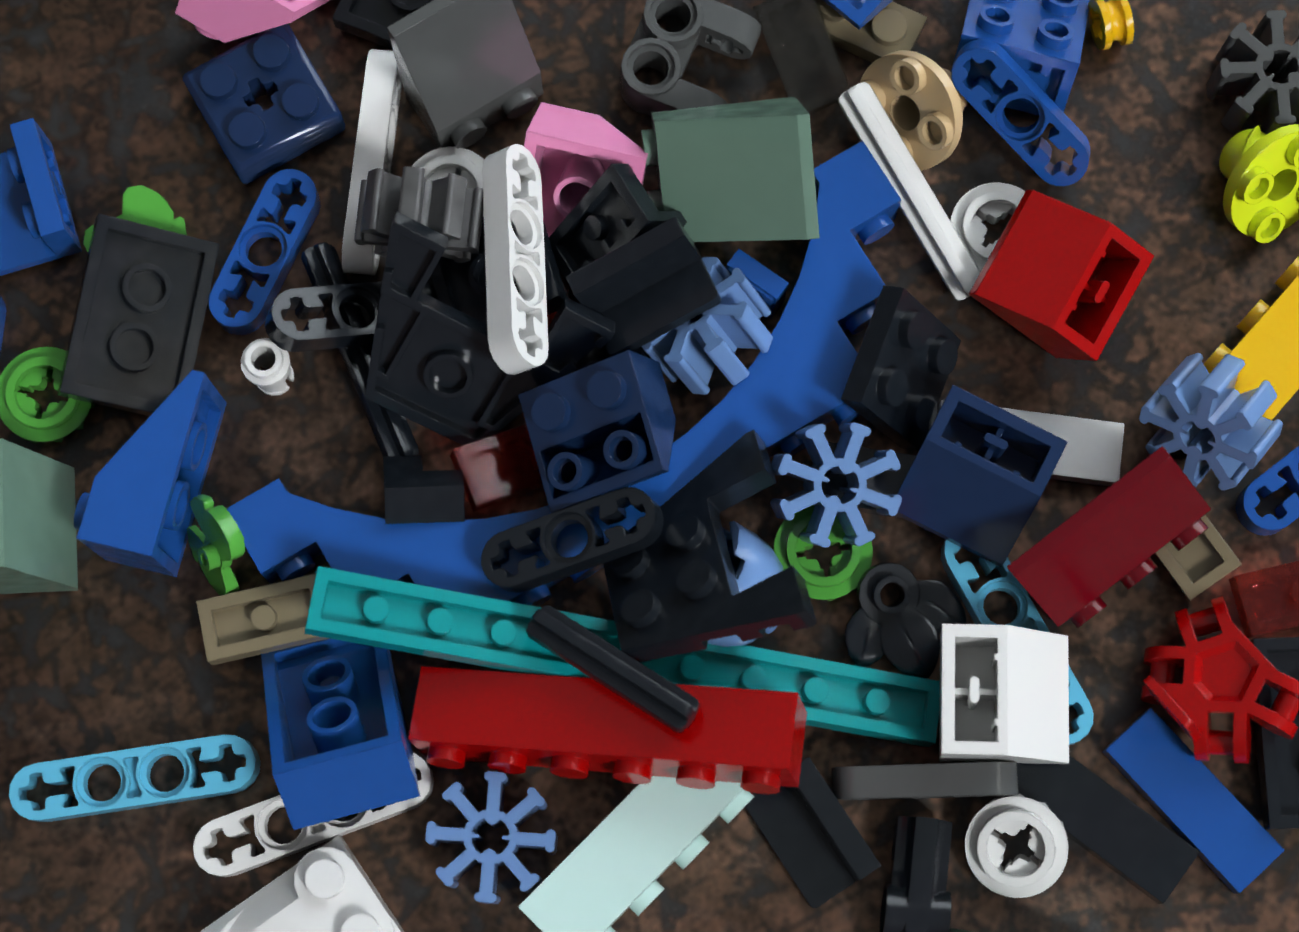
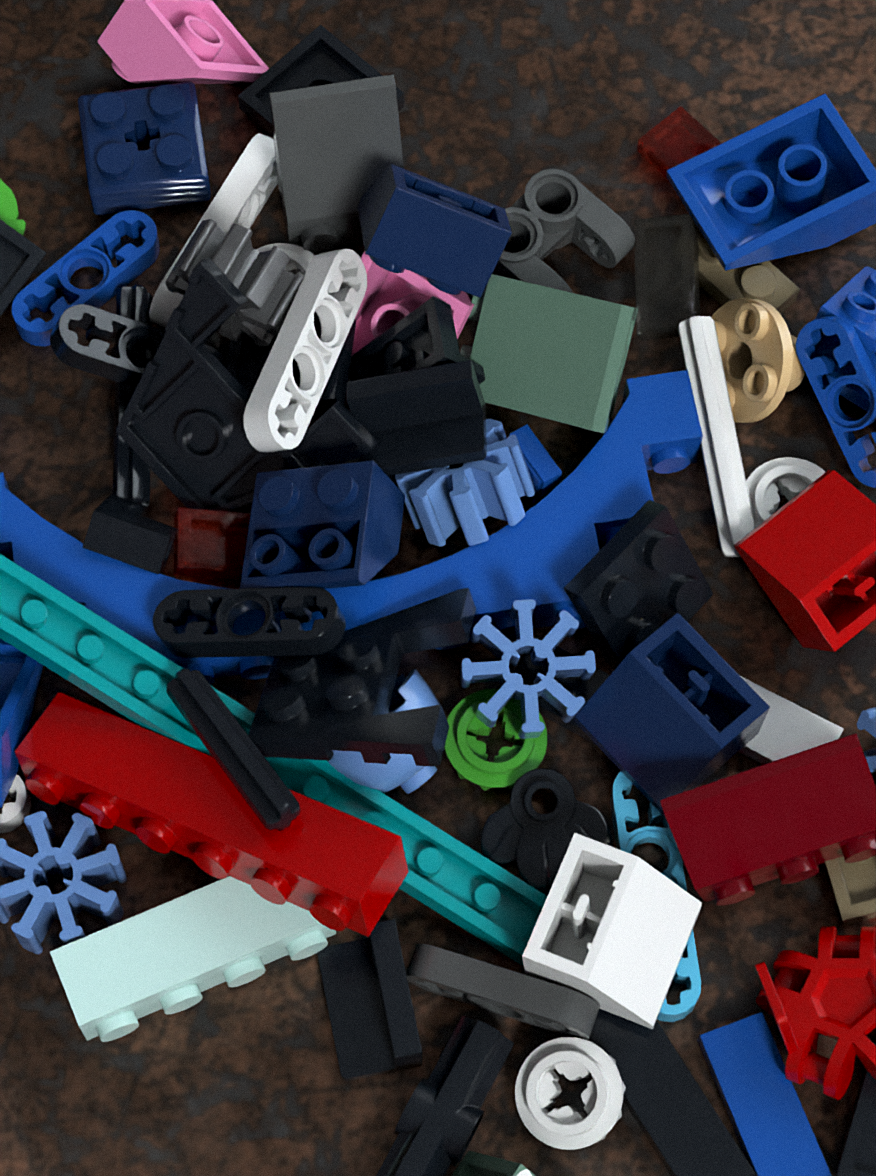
camera: 20 degrees right, 10 degrees down
(266, 354) = (41, 375): white pin -> none
(585, 100) = (432, 231): none -> dark blue slope

